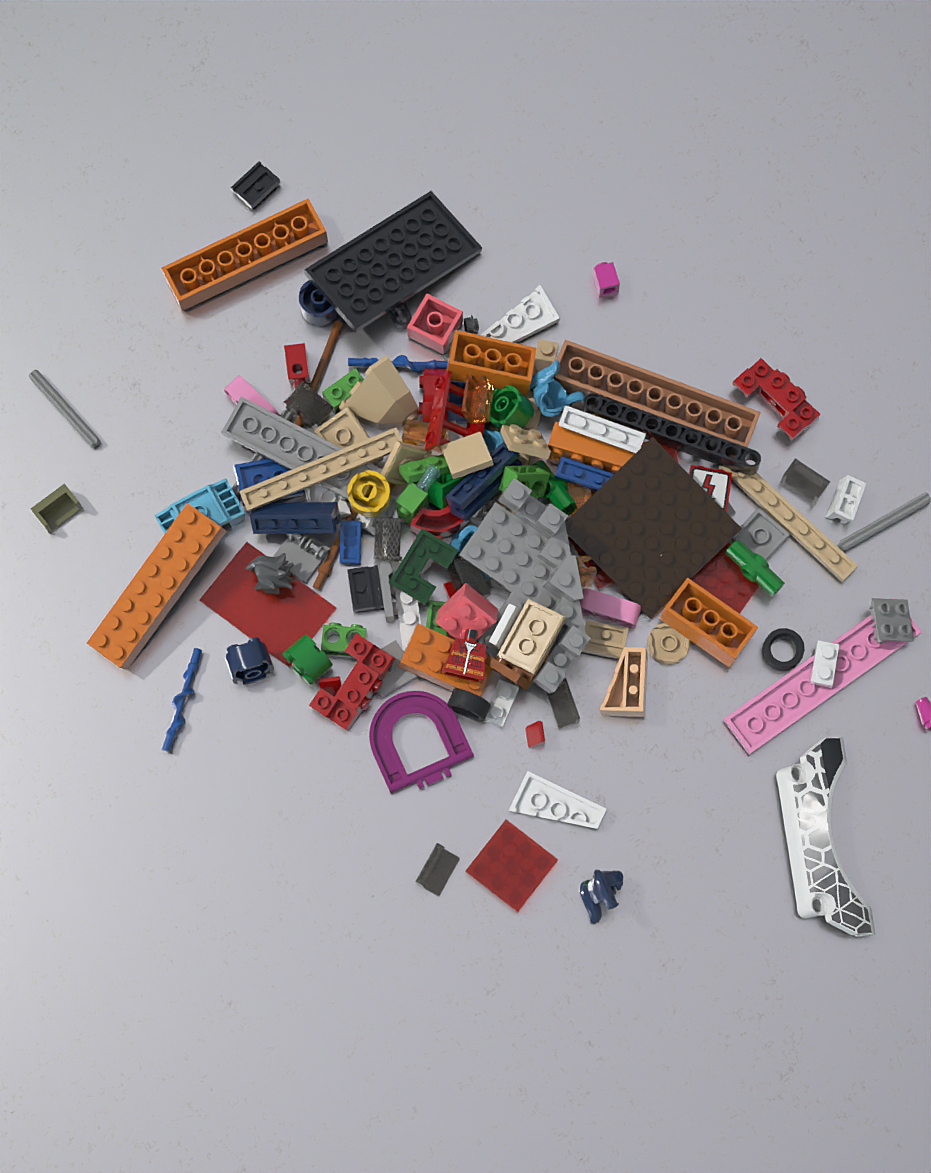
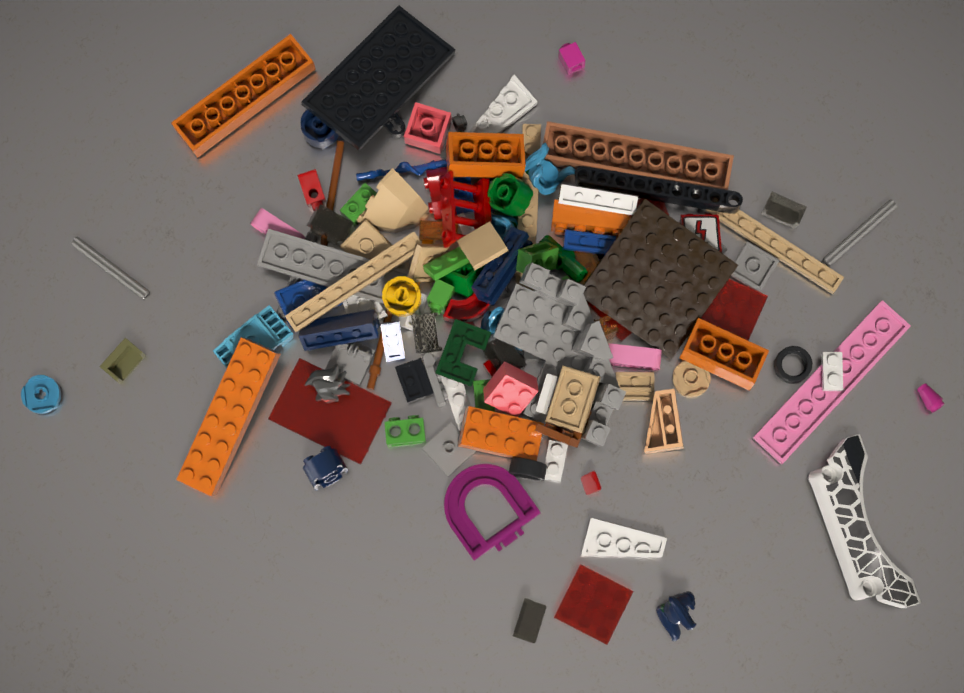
camera: 10 degrees left, 5 degrees up
(179, 700) = (270, 513): blue piece -> none
(255, 185) = (239, 28): black plate -> none
(307, 659) = (376, 456): green brick -> none
(331, 684) = (402, 476): red slope -> none
(359, 685) = (427, 469): red bracket -> none
(428, 477) = (452, 272): clear light blue pin -> none
(466, 658) = (518, 429): red torso -> none
(477, 399) = (480, 191): clear orange hinge -> none
(525, 441) = (531, 222): tan plate -> none
(563, 706) = (611, 454): clear smoke panel -> none
(755, 567) = (755, 297): green piece -> none
(781, 395) = (747, 135): red bracket -> none
(846, 499) = (822, 219): white hinge -> none
(891, 620) = (883, 321): light grey hinge -> none

